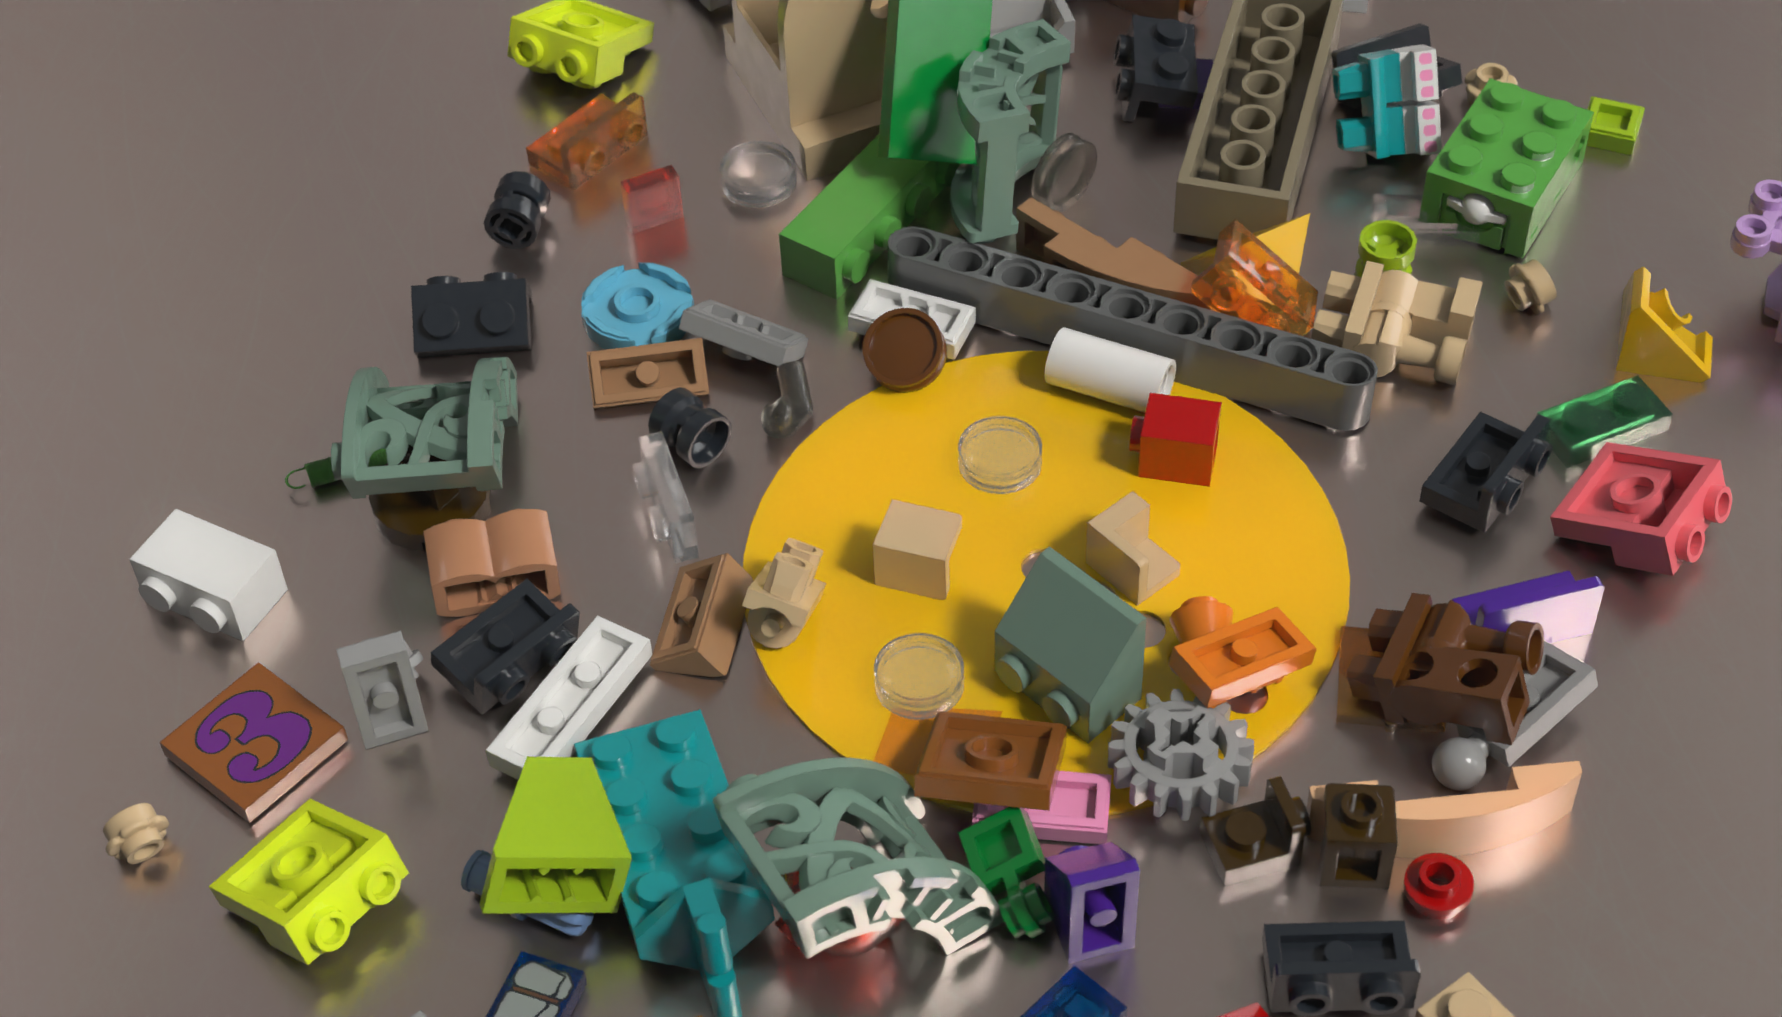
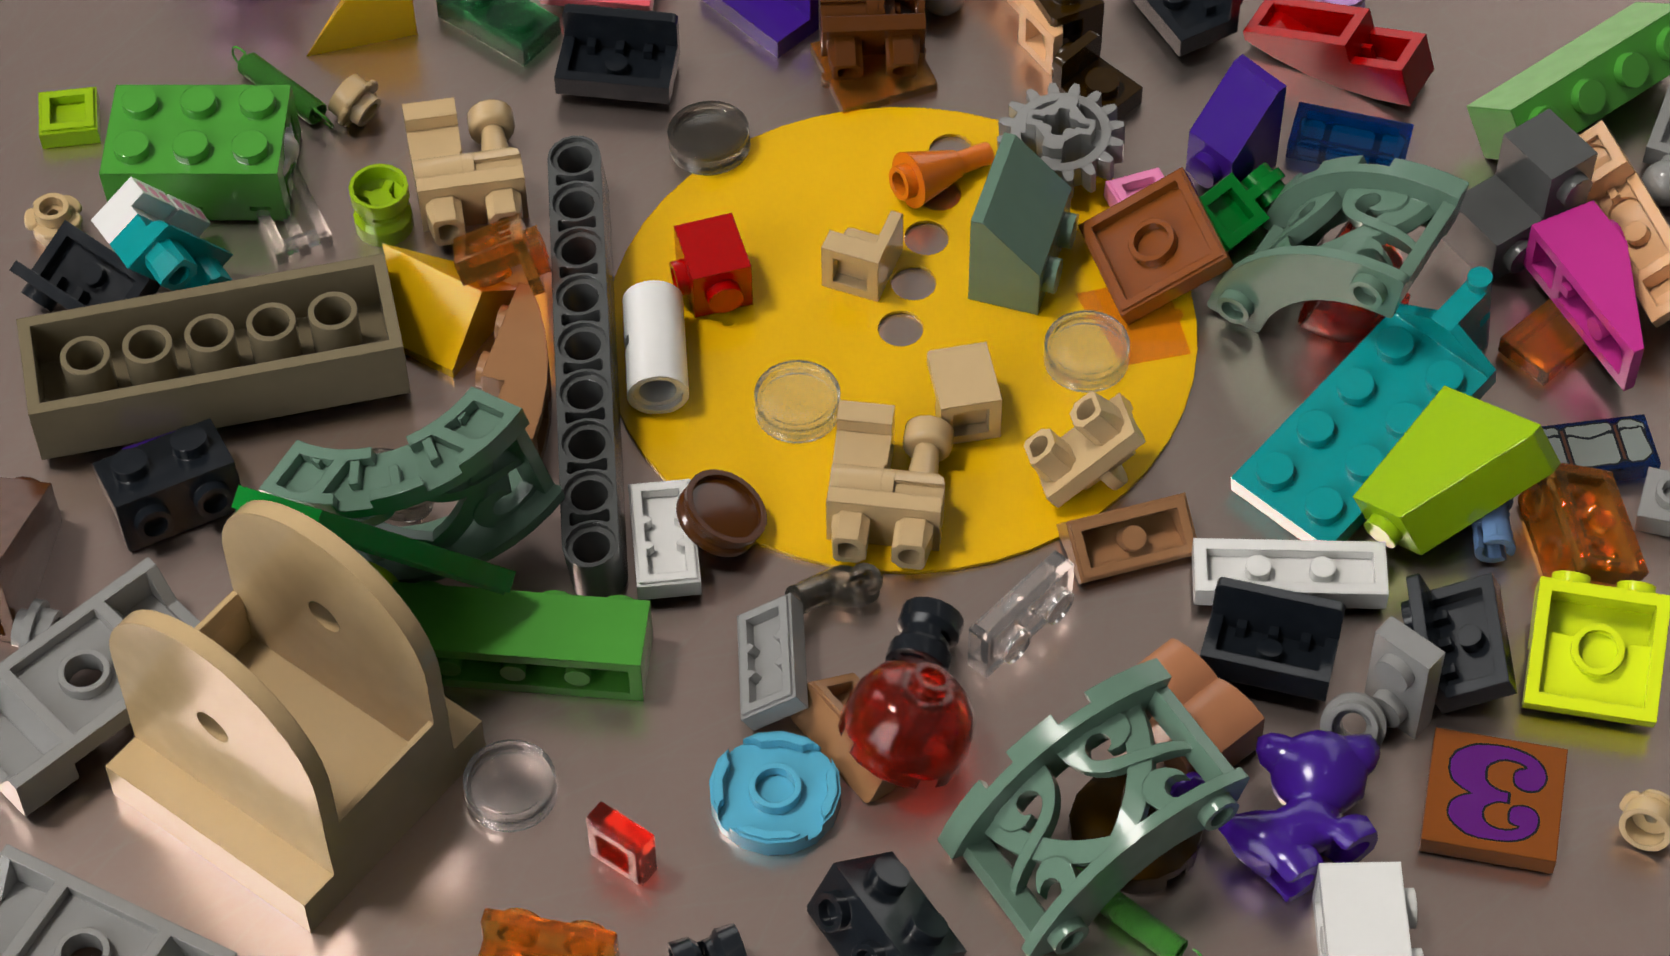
camera: 120 degrees left, 5 degrees up
(326, 577) = (1315, 782): none -> dark purple animal
(406, 778) = (1472, 631): none -> black bracket
(435, 954) = (1582, 525): none -> clear orange bracket
(611, 374) = (909, 723): none -> clear red cylinder
(852, 452) = (883, 504): none -> tan hips
(1242, 657) = (950, 120): orange hinge -> none
(1355, 510) = (709, 137): none -> clear smoke piece
(1585, 252) = (263, 73): none -> bright green piece

